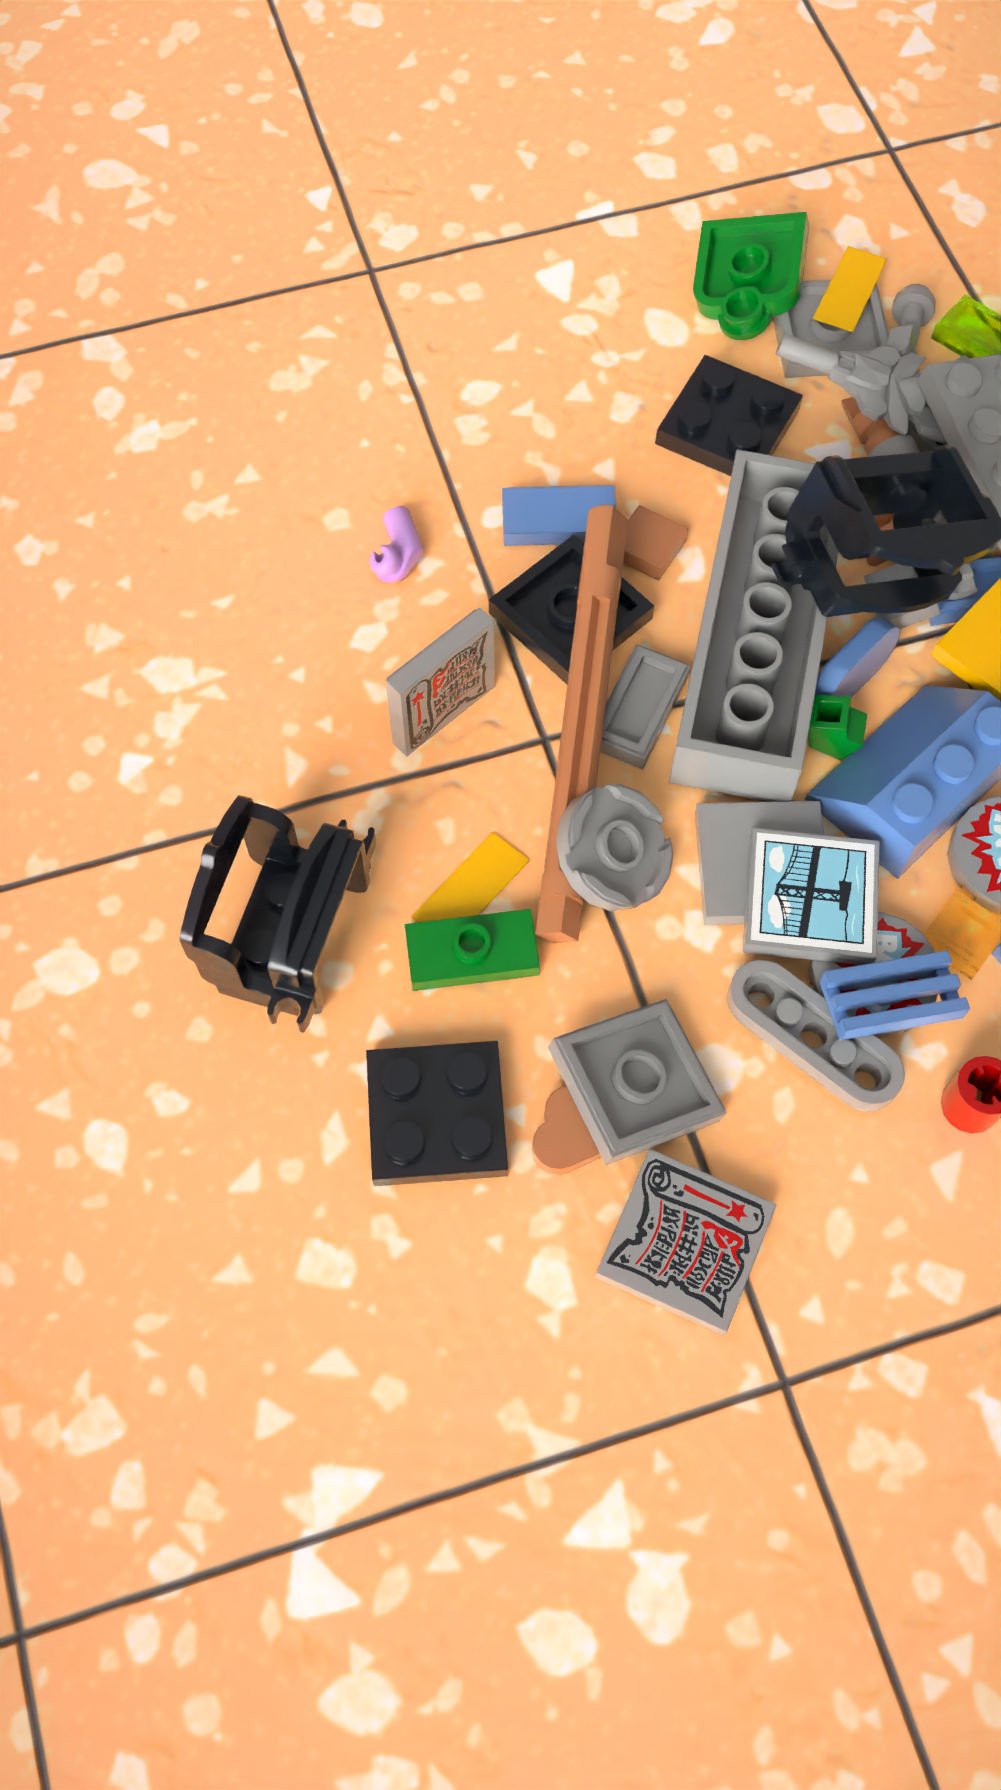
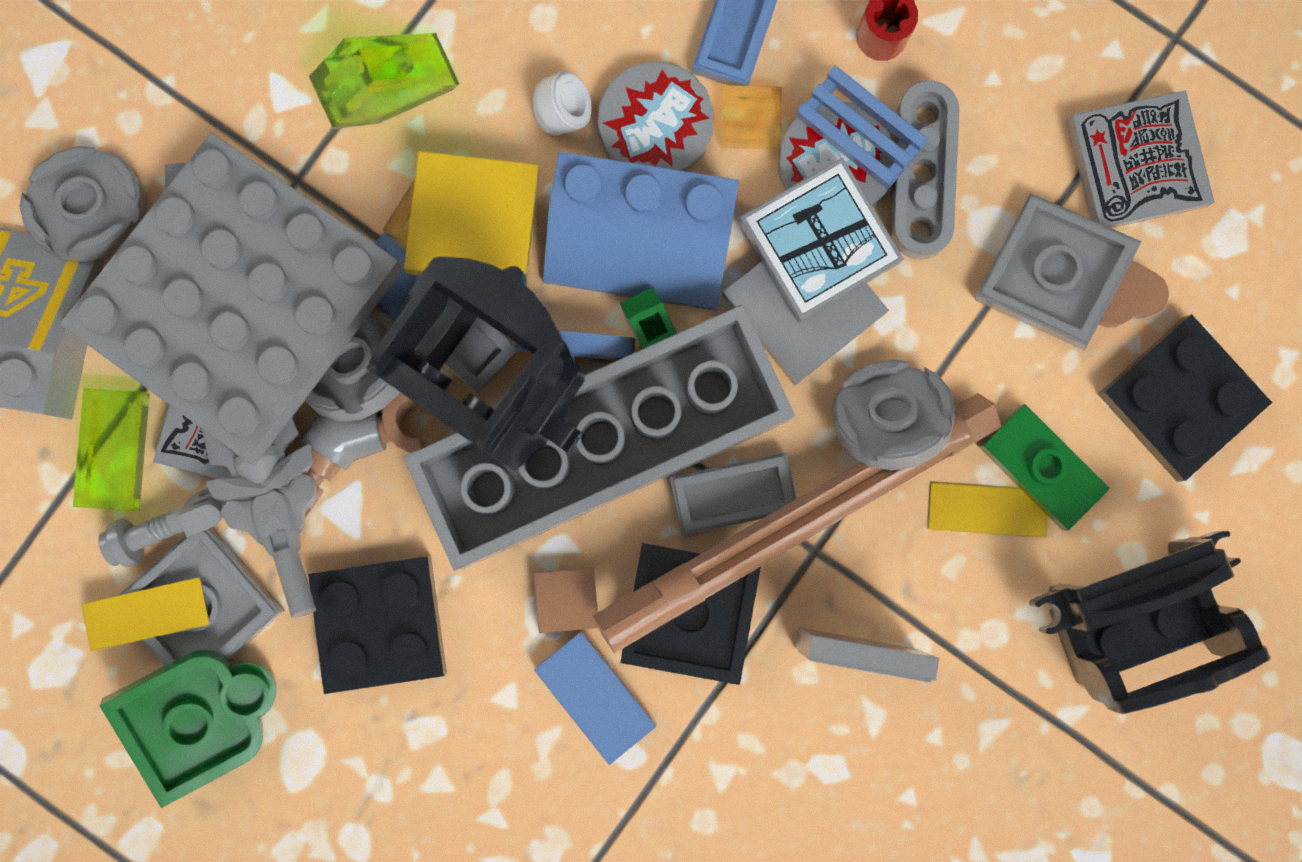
camera: 130 degrees left, 20 degrees up
(402, 552) = (734, 802): lavender arm -> none

